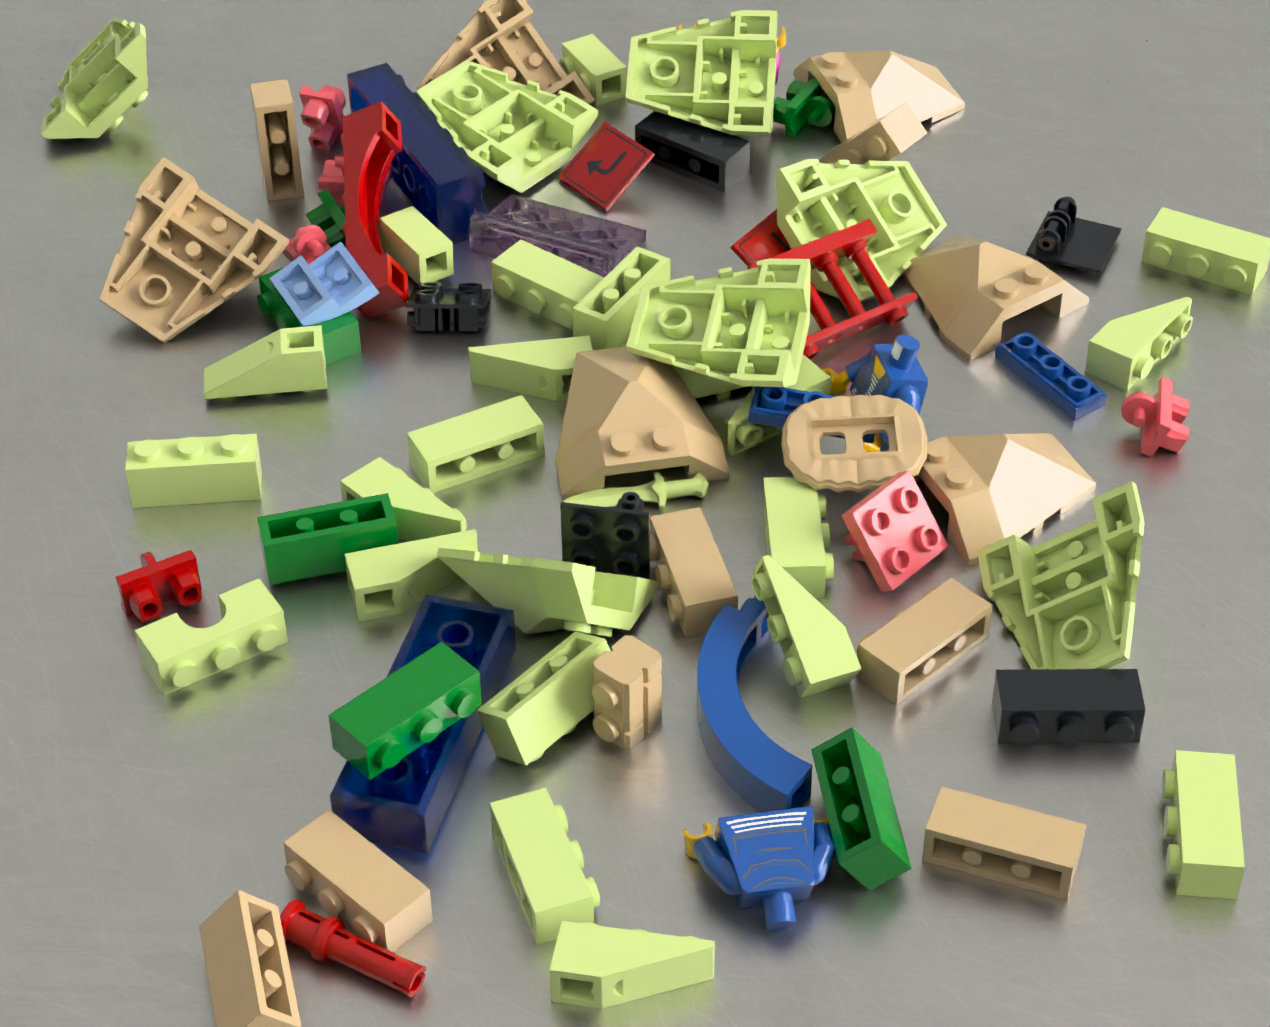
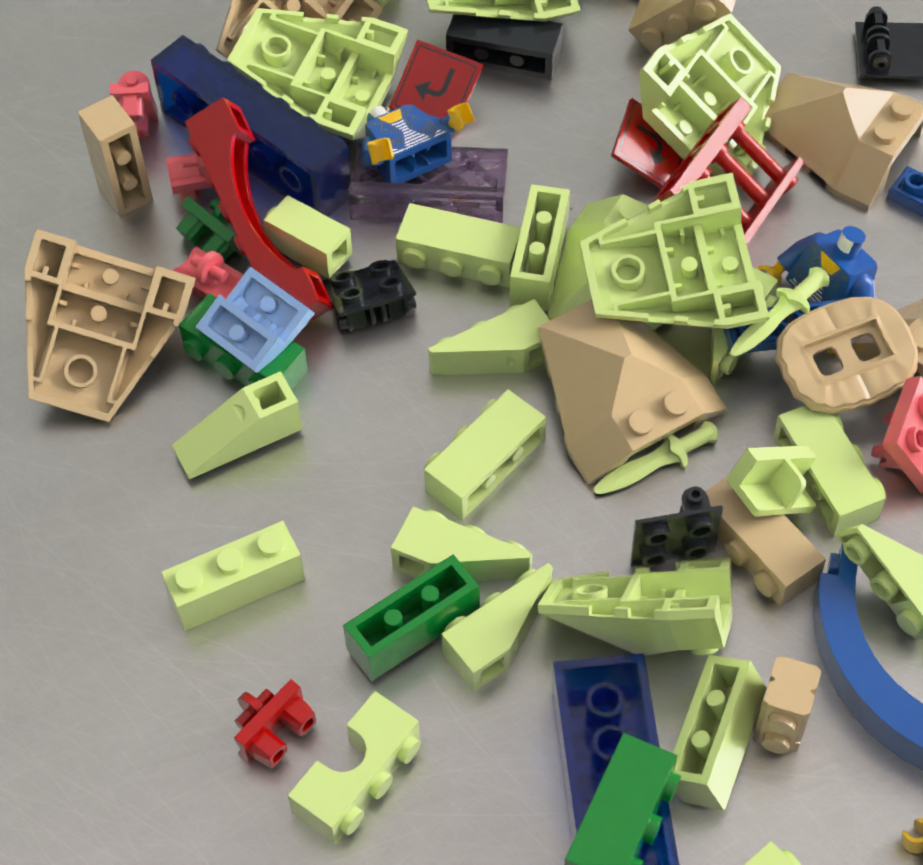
camera: 20 degrees left, 15 degrees up
(550, 194) = (410, 141): none -> blue torso
(723, 518) = (773, 480): none -> yellowish green panel
(821, 384) = (789, 302): none -> yellowish green sword

